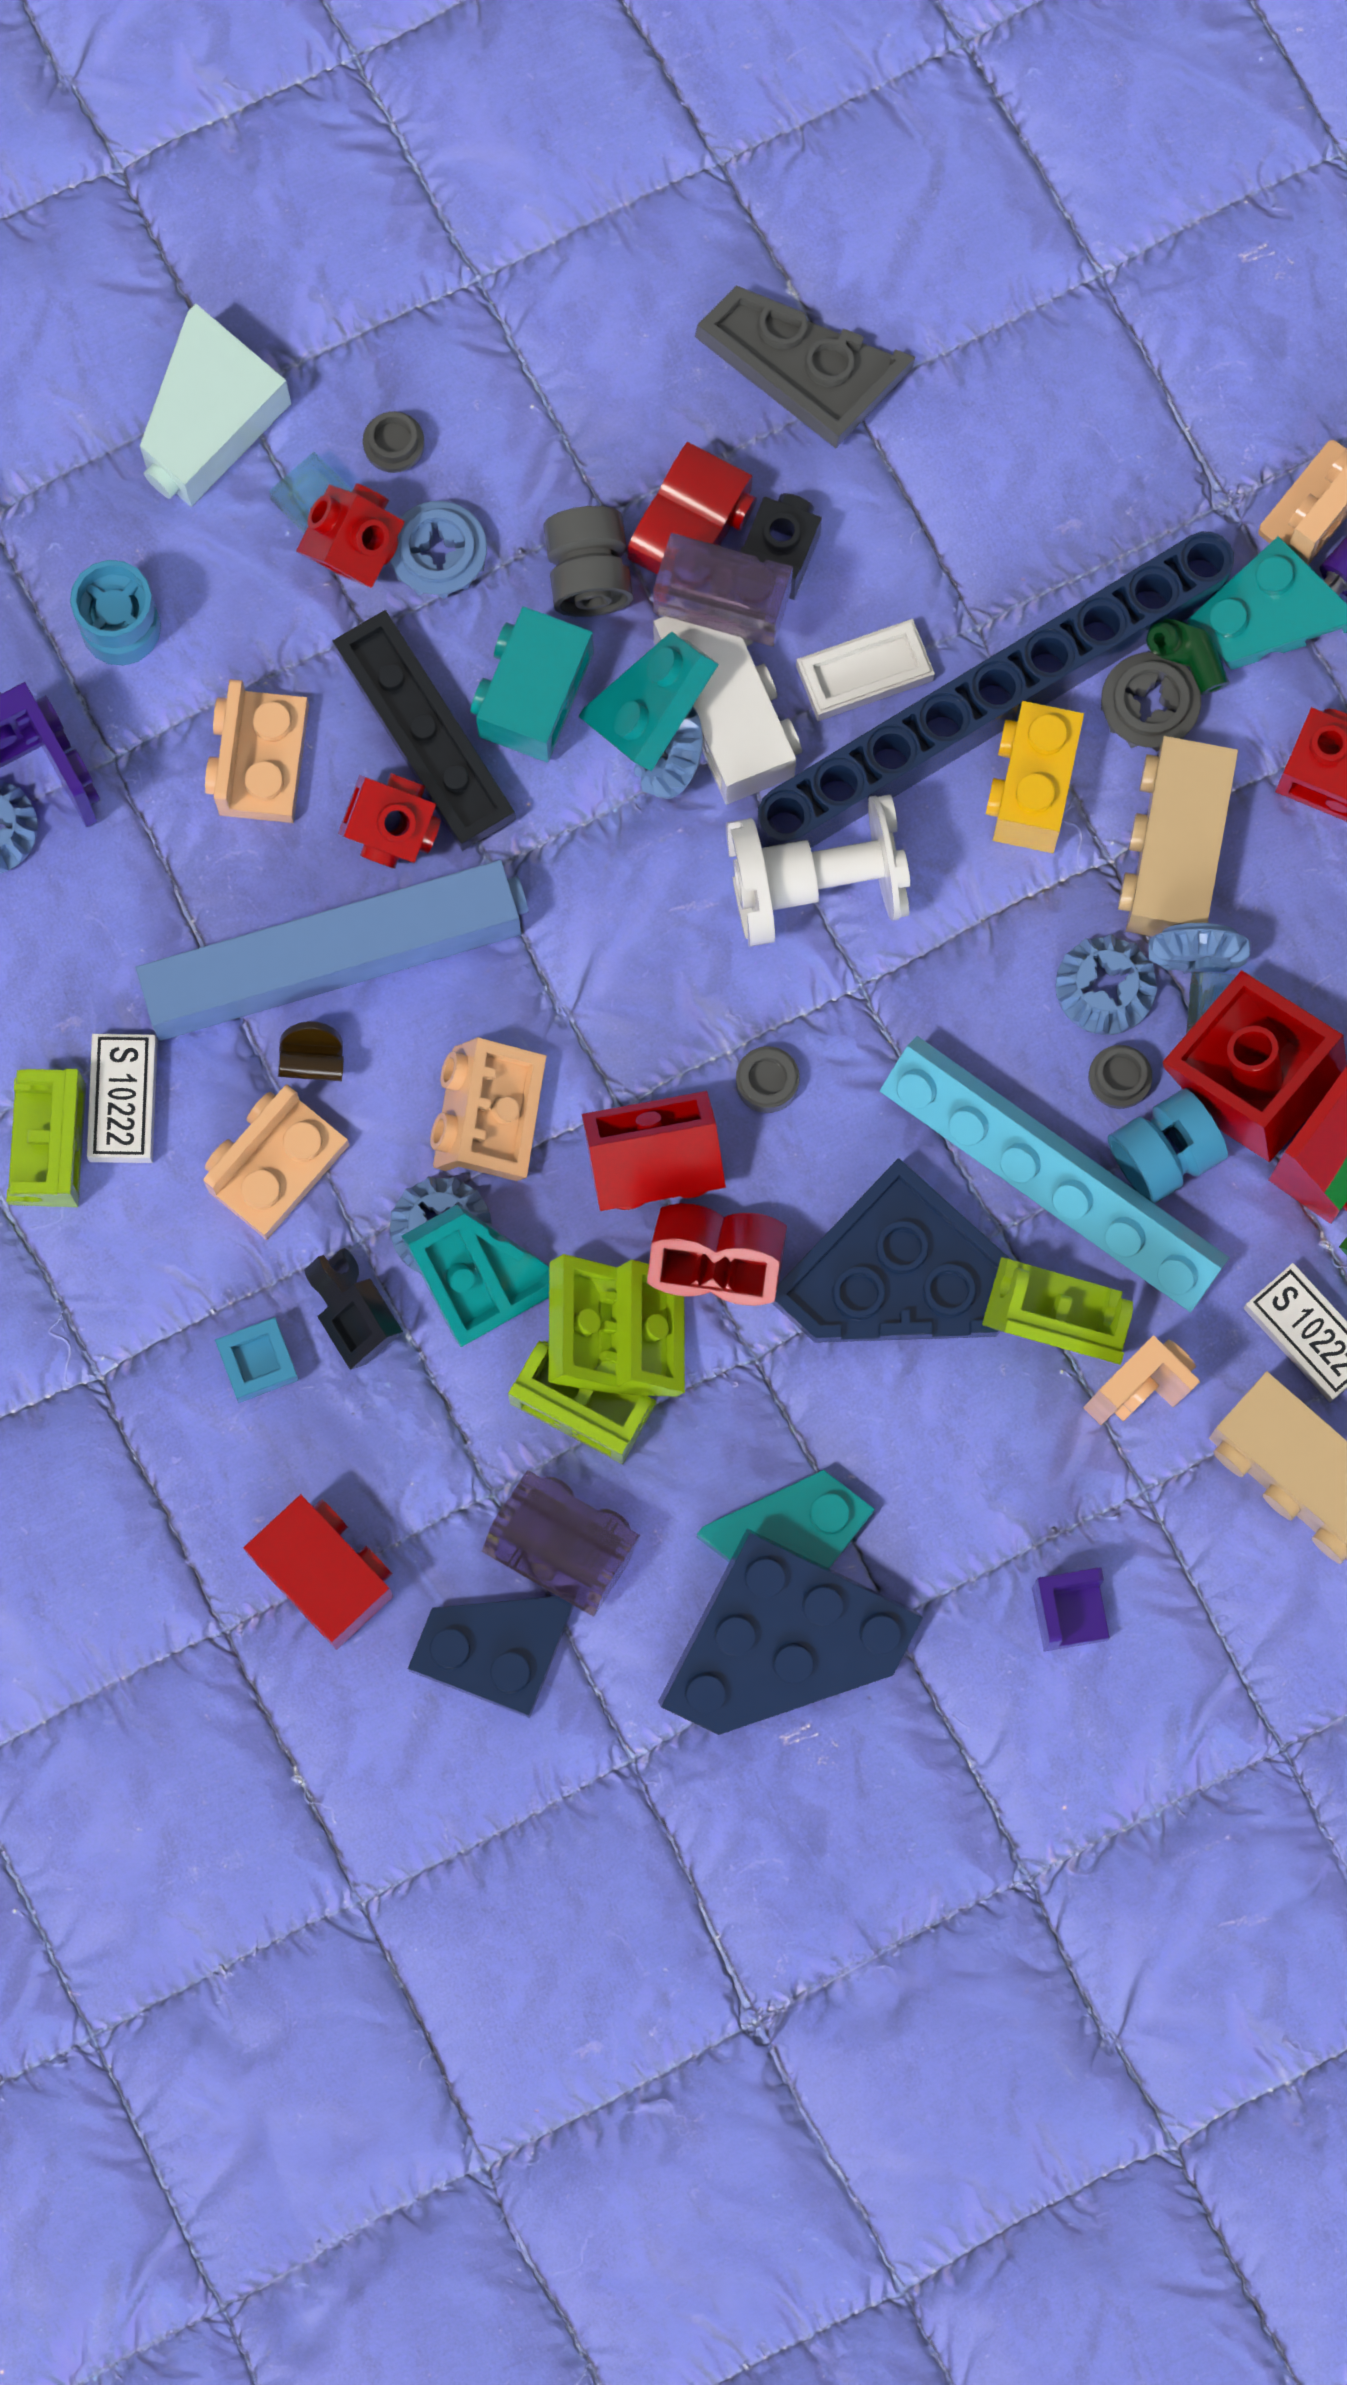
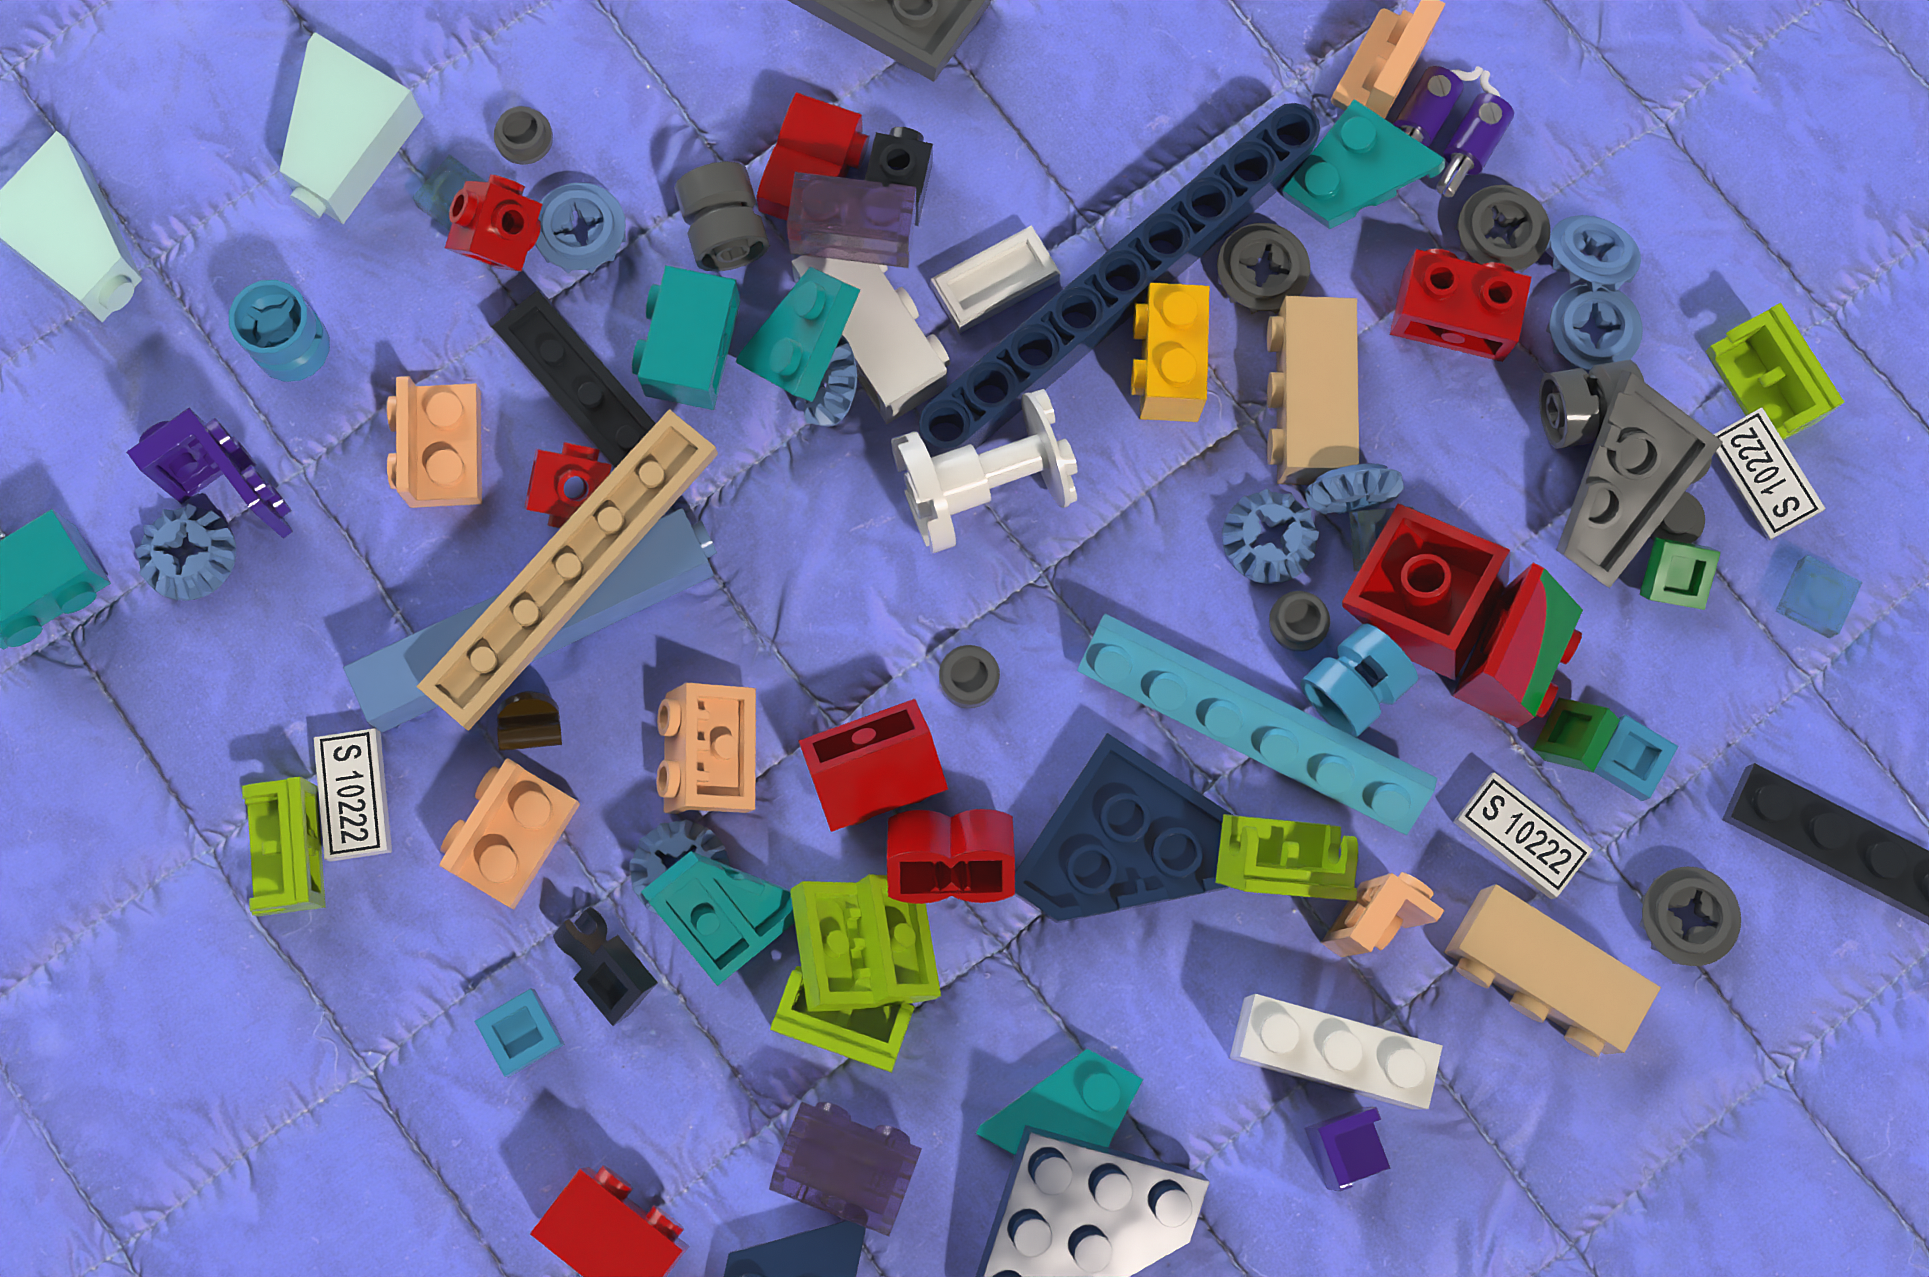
camera: 15 degrees left, 0 degrees up
(378, 903) = (567, 570): none -> tan plate
(1073, 1512) = (1336, 1052): none -> white brick
(1191, 648) = (1294, 213): dark green arm -> none

